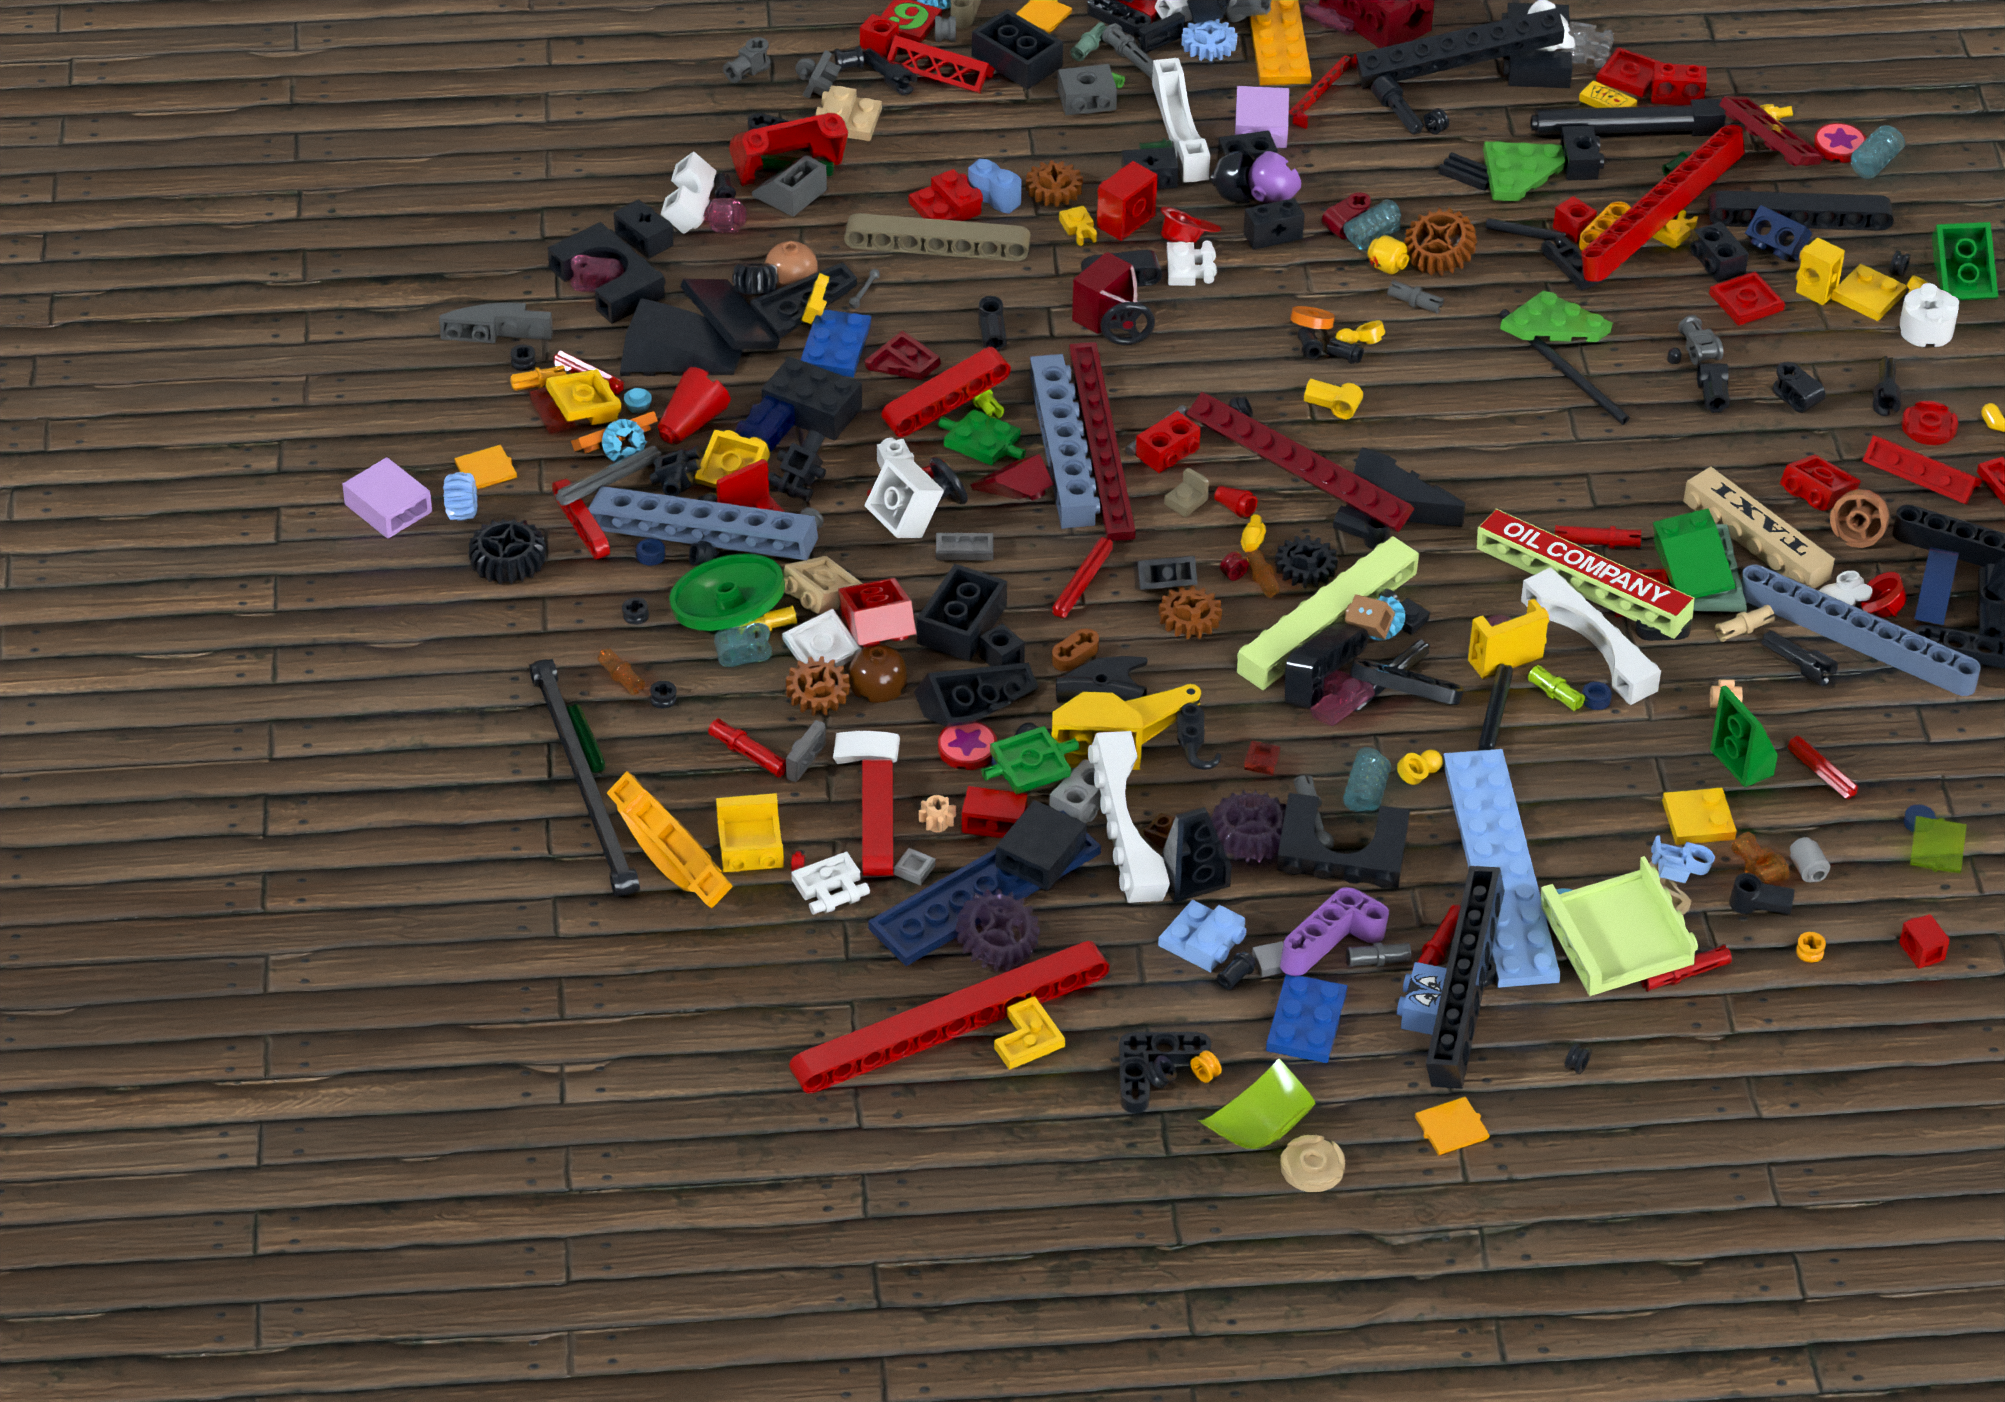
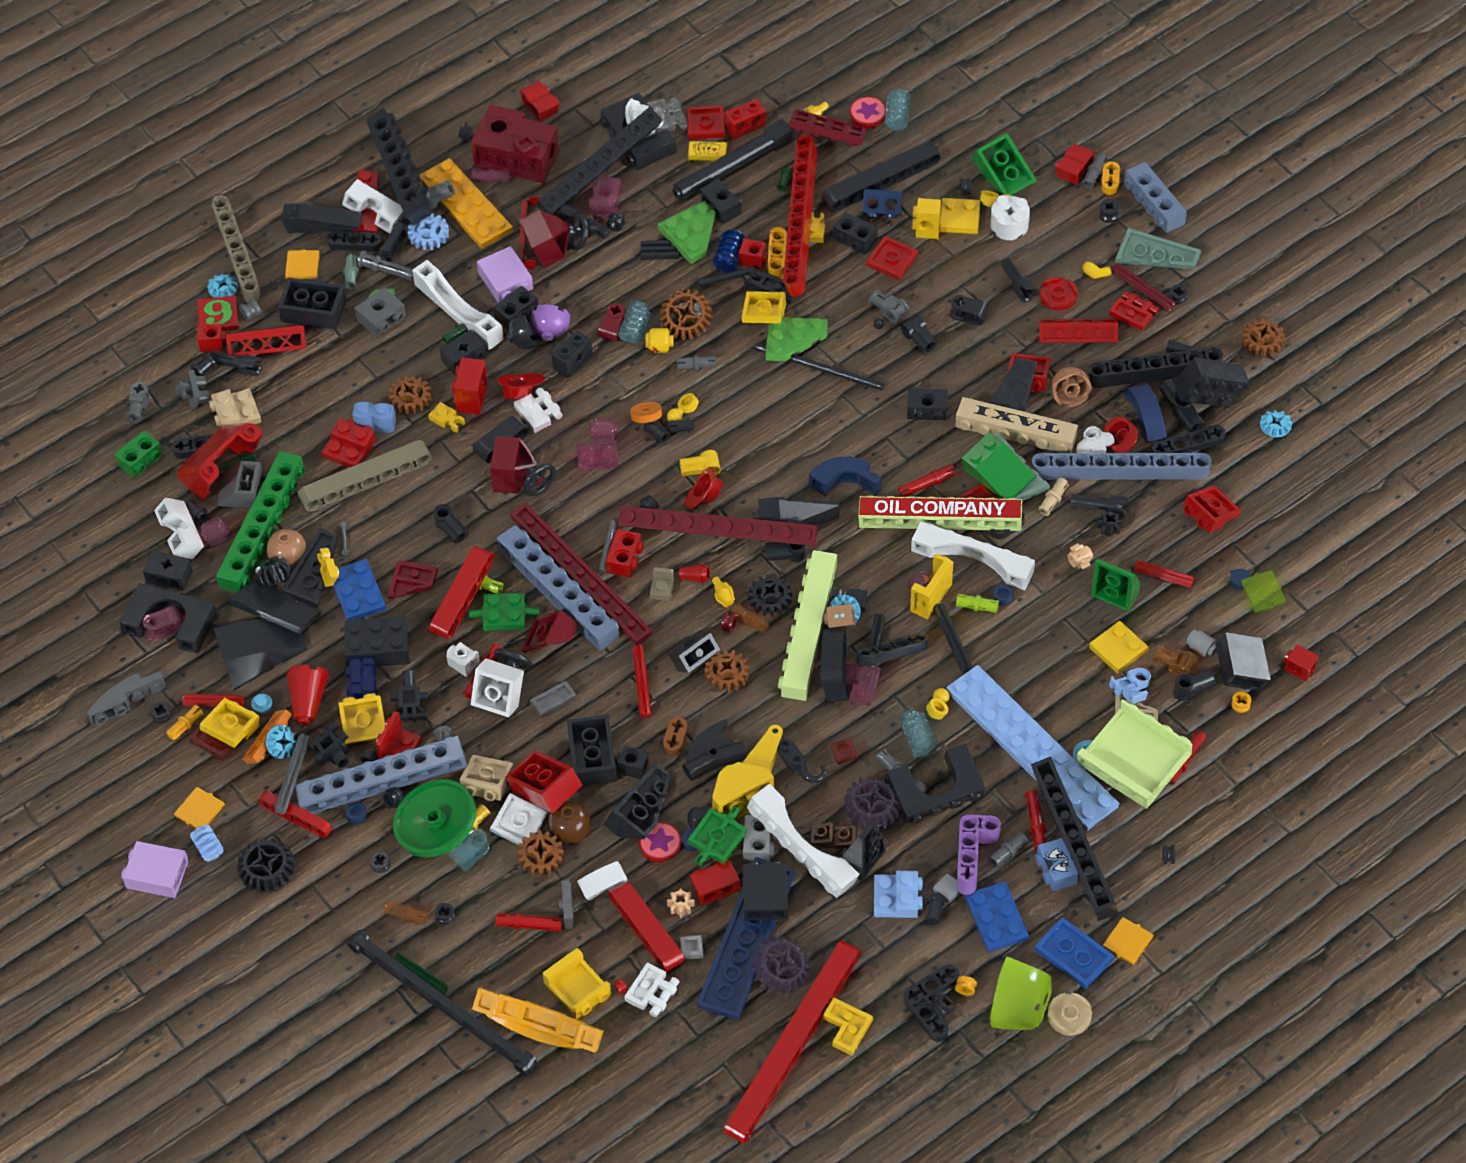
camera: 30 degrees left, 10 degrees up
(707, 108) = (138, 454): none -> green brick
(791, 222) = (260, 522): none -> green brick
(1218, 330) = (597, 455): none -> clear pink bracket
(1247, 312) = (603, 429): none -> clear pink head
(1321, 425) = (705, 489): none -> red piece
(1338, 95) = (551, 235): none -> dark red piece
(1370, 1101) = (1074, 953): none -> blue plate
(1446, 91) = (606, 196): none -> clear pink brick
(1497, 477) = (843, 470): none -> dark blue arch
(1540, 206) = (728, 250): none -> clear blue piece
(1541, 274) = (764, 307): none -> yellow plate
(1663, 458) = (927, 404): none -> black brick
(1789, 483) = (1016, 385): none -> black wing
(1793, 682) = (1110, 523): none -> black gear
(1843, 900) = (1243, 661): none -> brick
(1939, 724) = (1210, 508): none -> red plate

